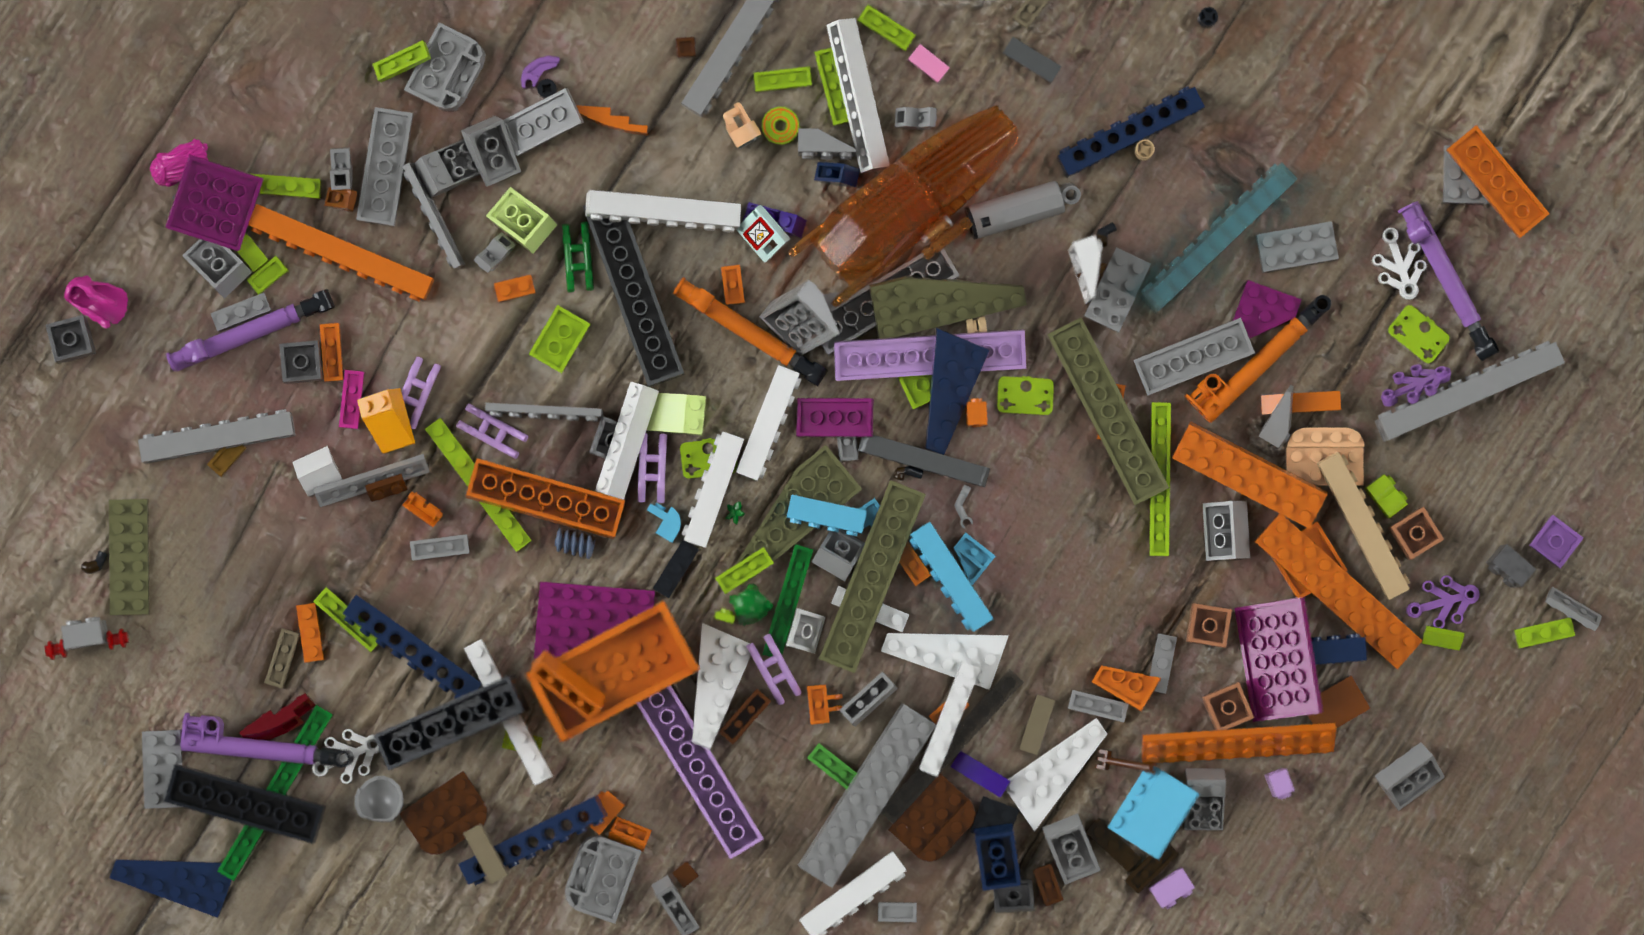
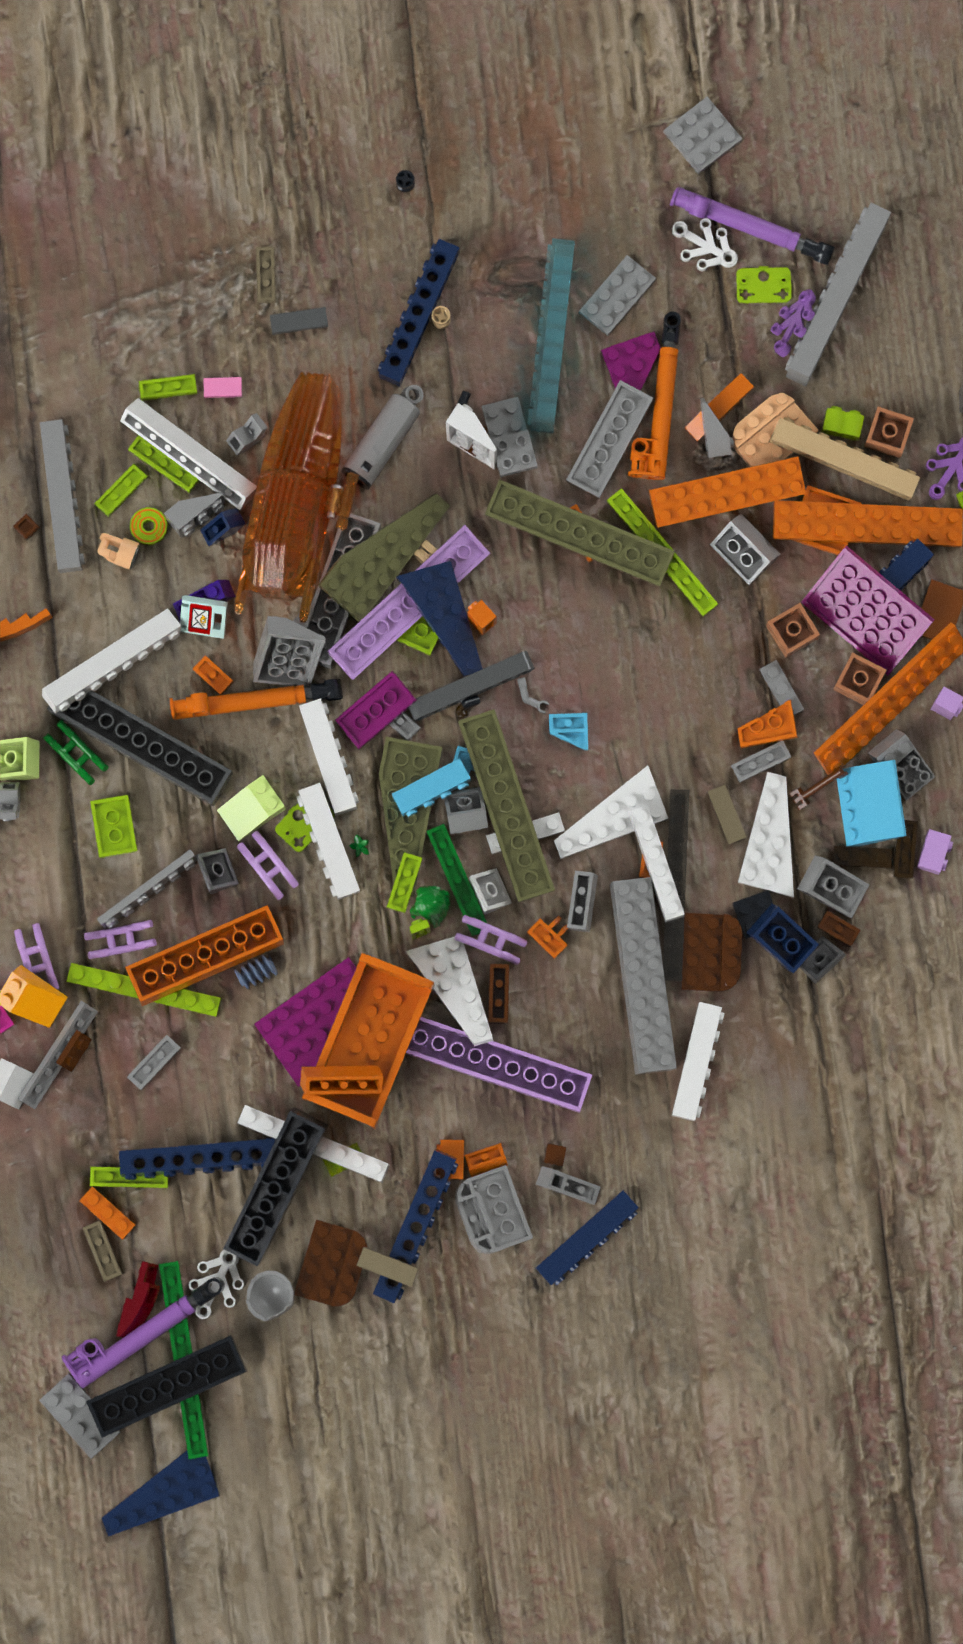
camera: 35 degrees left, 5 degrees down
(417, 505) = (123, 1043): orange hinge -> none
(514, 288) = (46, 816): orange plate -> none
(627, 440) = (230, 858): white brick -> none
(671, 521) = (316, 892): medium azure brick -> none
(675, 568) = (350, 927): black plate -> none
(832, 765) = (597, 976): bright green plate -> none
(897, 912) = (741, 1046): light grey tile -> none
(913, 565) = (531, 772): orange plate -> none
(950, 576) = (566, 756): medium azure brick -> none
(980, 774) = (716, 887): dark purple slope -> none
(1025, 401) = (510, 578): lime axle -> none
(1497, 181) = (726, 123): orange plate -> none

